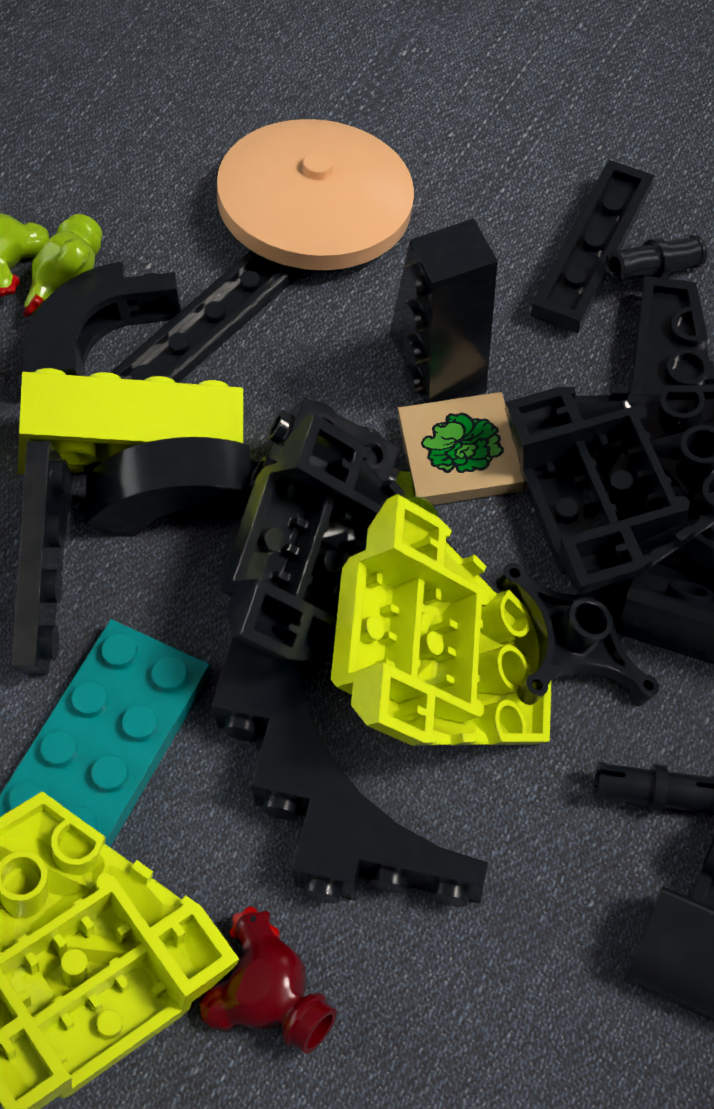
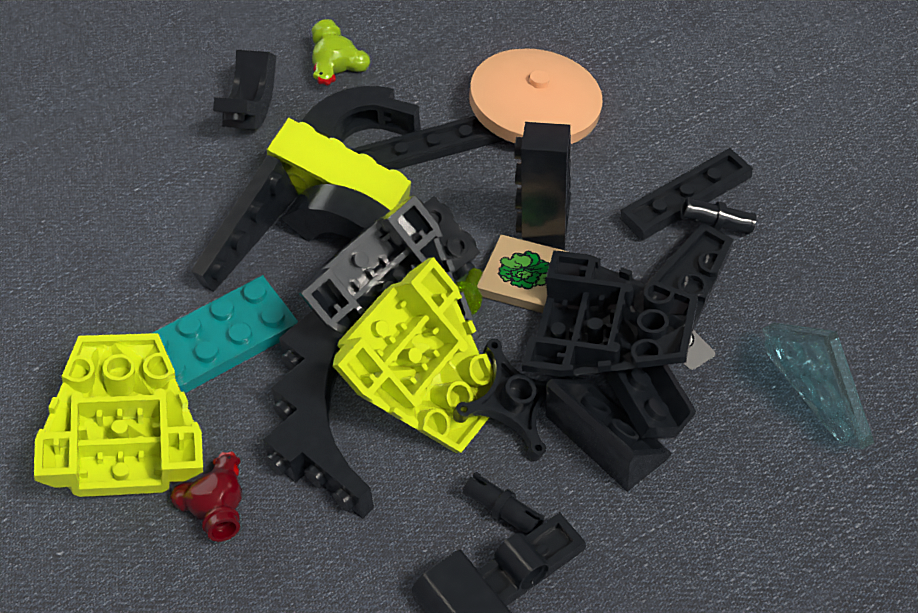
camera: 30 degrees right, 10 degrees down
(62, 258) = (369, 73): lime animal -> none

